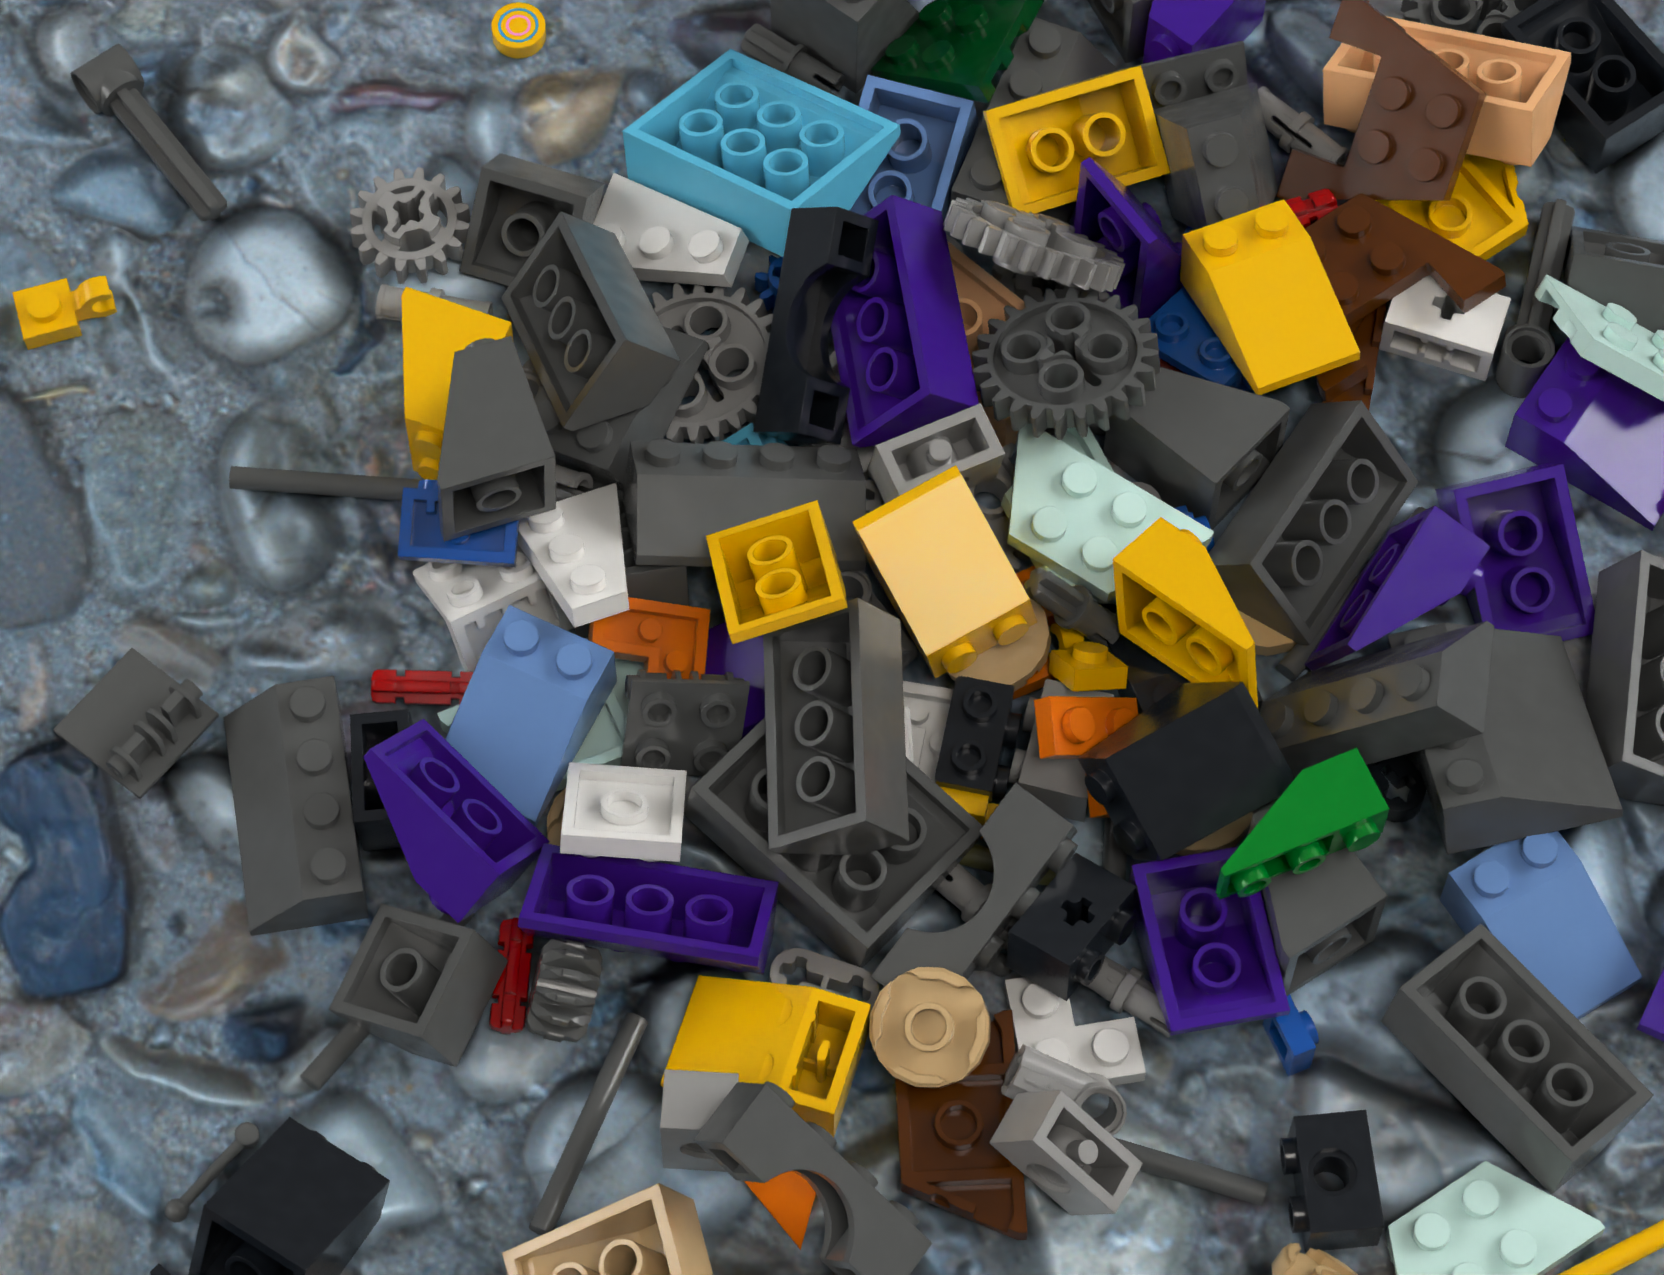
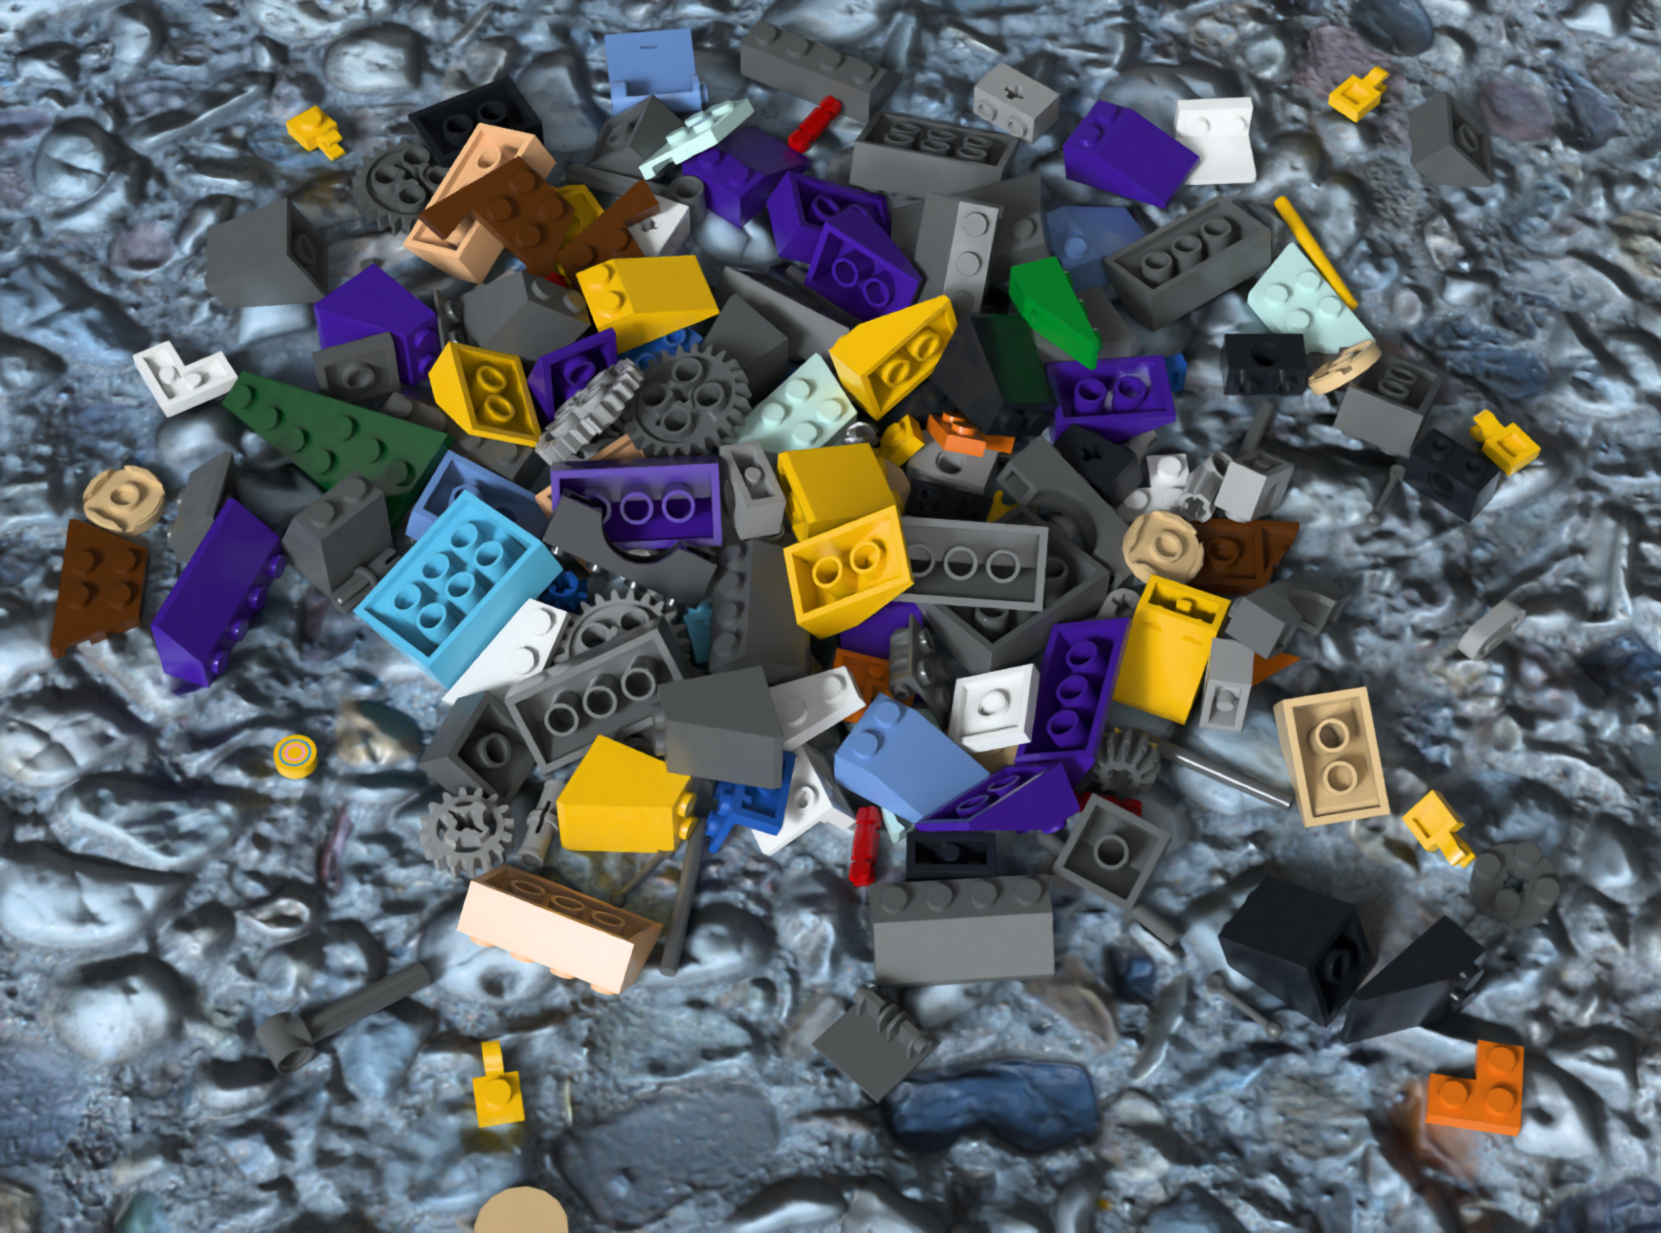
camera: 85 degrees left, 10 degrees down
(281, 344) = (558, 928): none -> light nougat slope
(337, 412) = (619, 898): none -> dark grey hinge

